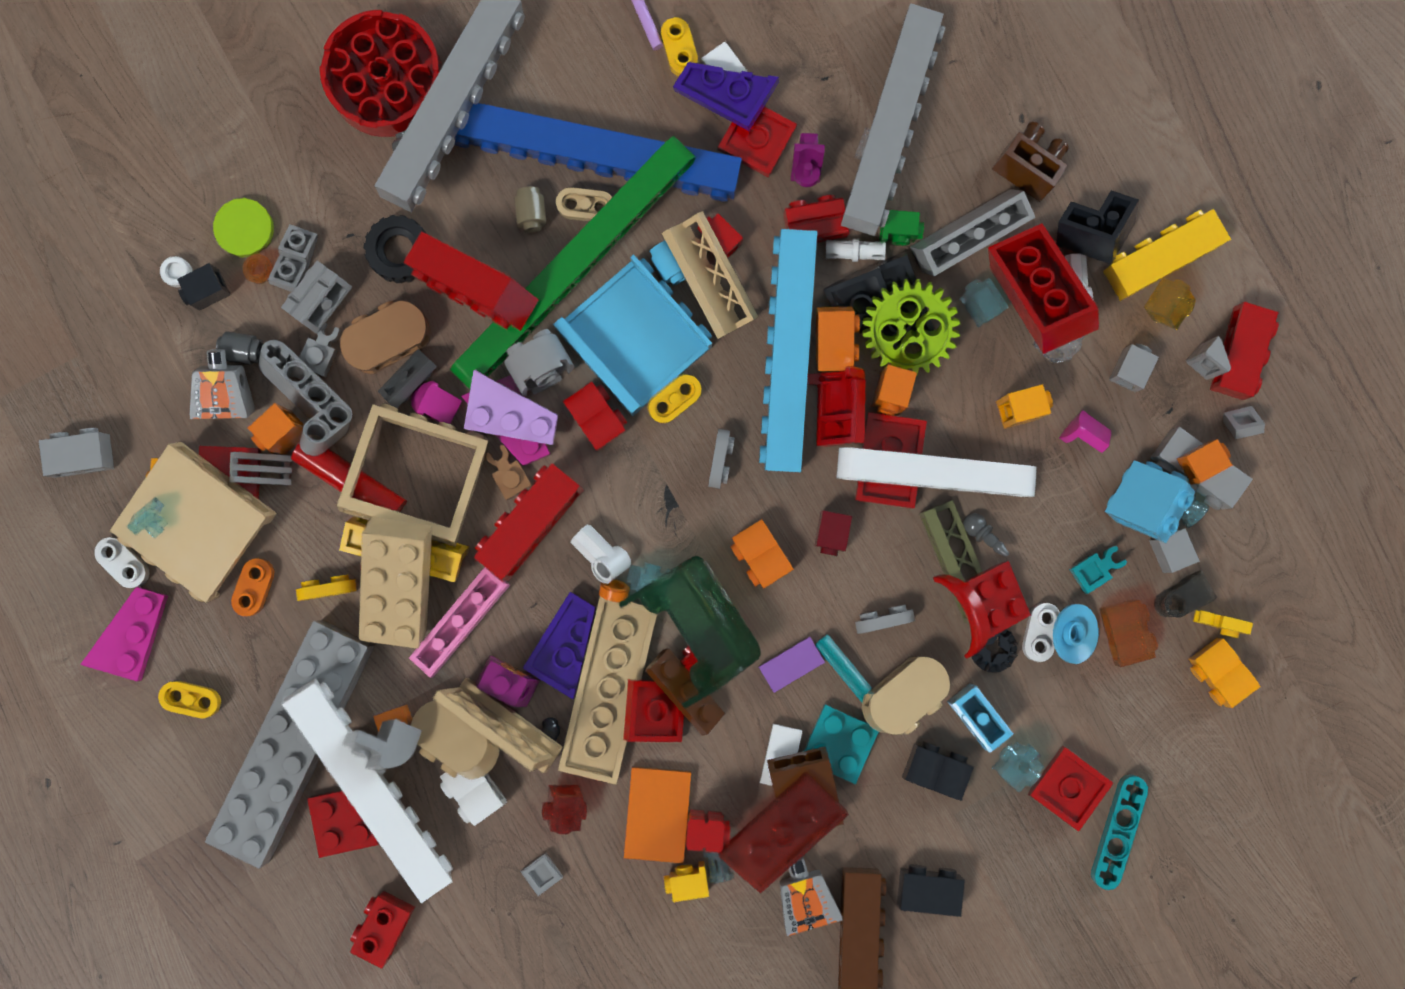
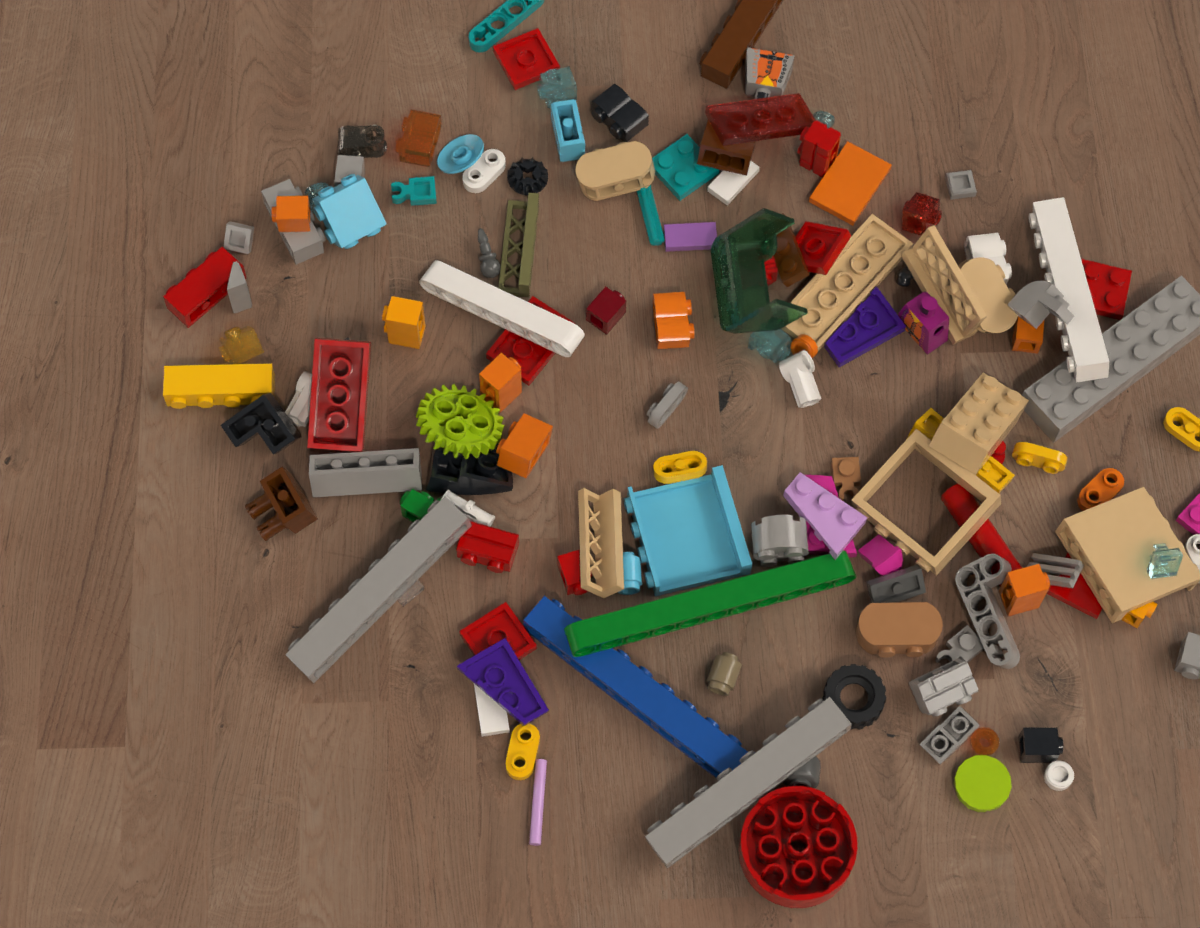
camera: 150 degrees left, 20 degrees down
(220, 389) = (1061, 648): torso -> none
(240, 347) = (1029, 679): dark grey brick -> none
(382, 929) = (1103, 200): red brick -> none
(458, 622) = (938, 383): bright pink brick -> none
(470, 282) = (806, 619): red brick -> none
(528, 522) = (847, 423): red brick -> none
(586, 202) = (675, 655): tan plate -> none
(595, 416) = (752, 484): red brick -> none
(687, 882) = (852, 125): yellow brick -> none
(789, 350) = (566, 452): medium azure brick -> none
(807, 160) = (469, 592): magenta hips -> none
(840, 406) = (551, 392): red piece -> none
(897, 616) = (602, 230): light grey plate -> none
(930, 891) = (670, 40): black brick -> none
(983, 301) = (387, 419): clear light blue brick -> none
(990, 602) = (515, 203): red piece -> none
(1088, 430) = (363, 288): dark pink tile -> none
(1134, 367) = (298, 315): light grey brick -> none
(1224, 673) = (365, 79): light orange brick -> none
(1229, 626) = (341, 108): yellow plate -> none

